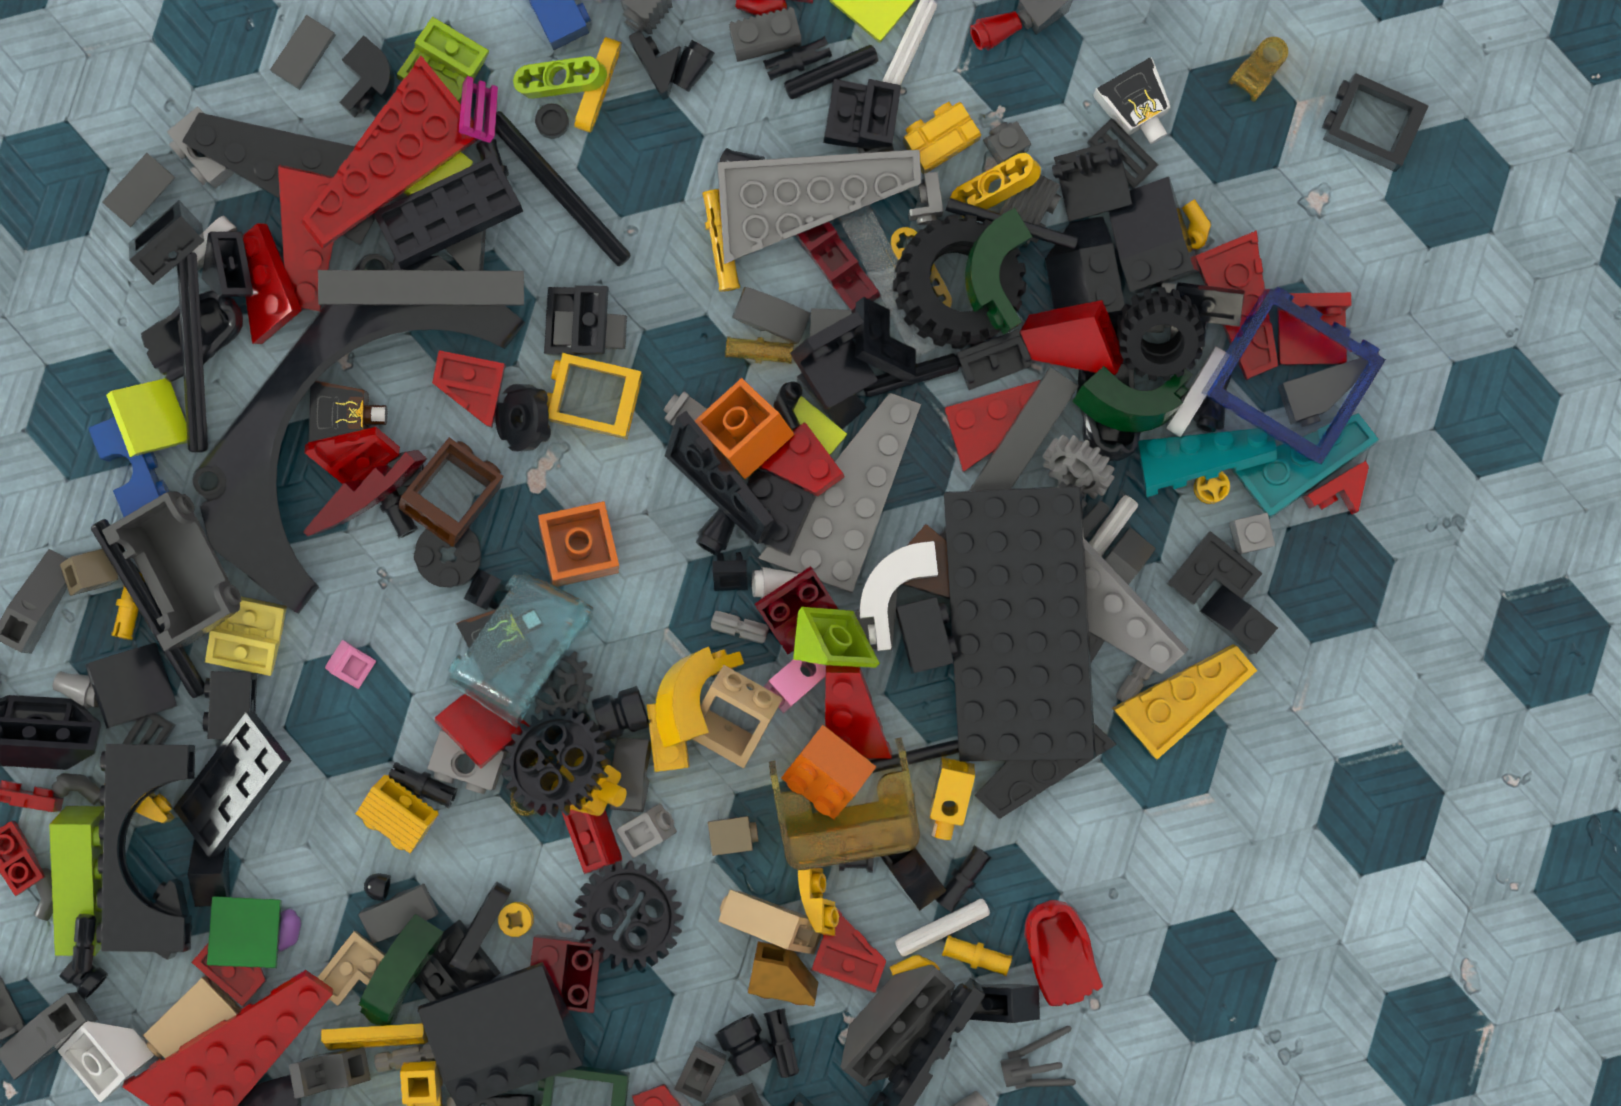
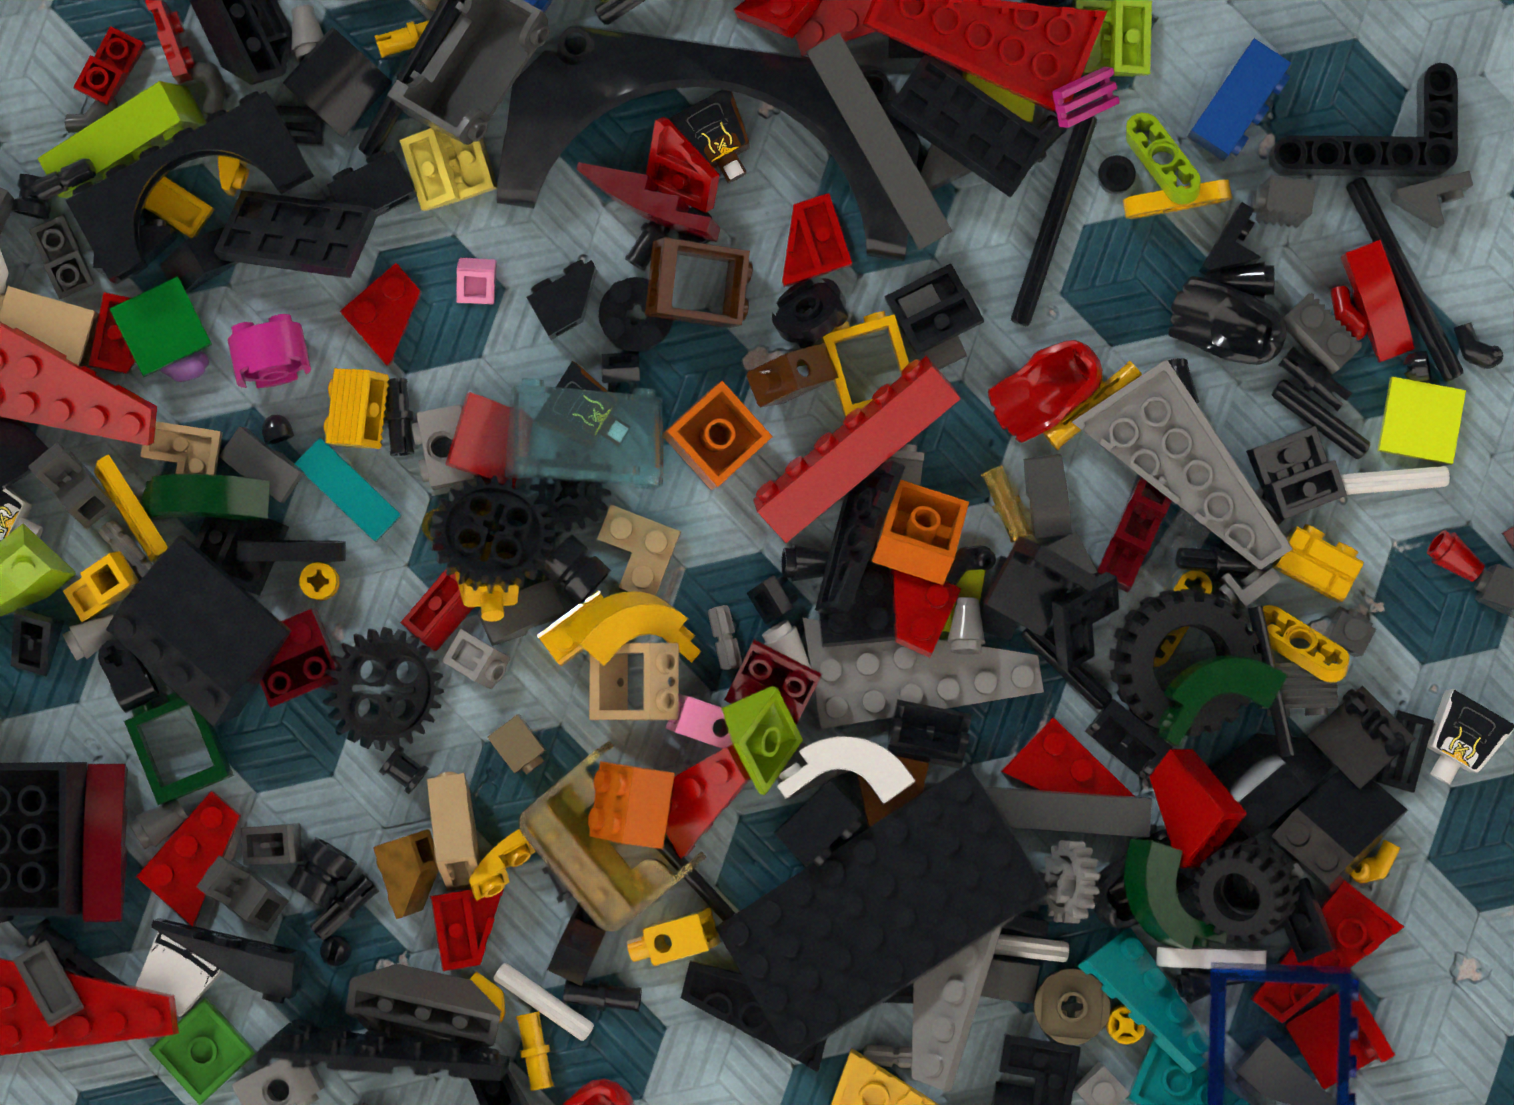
camera: 60 degrees right, 0 degrees up
(144, 980) = (61, 256): none -> dark grey slope
(158, 866) = (178, 207): none -> yellow tile
(313, 858) = (268, 352): none -> dark pink brick
(332, 750) = (384, 311): none -> red wing
(405, 603) = (563, 302): none -> black slope
(456, 856) = (348, 489): none -> teal tile
(565, 469) = (780, 380): none -> reddish brown torso
(630, 645) = (647, 541): none -> tan plate
(650, 442) = (855, 449): none -> red brick
(687, 269) = (1046, 389): none -> red hair
(701, 935) = (404, 769): none -> black bush
(715, 101) = (1227, 322): none -> black hair
(816, 1062) = (343, 952): none -> black hinge
(838, 435) = (966, 627): none -> light grey cone
(893, 216) = (1212, 561): none -> black axle
(903, 510) = (929, 734): none -> black hinge
(1178, 539) = (1054, 1020): none -> dark tan plate

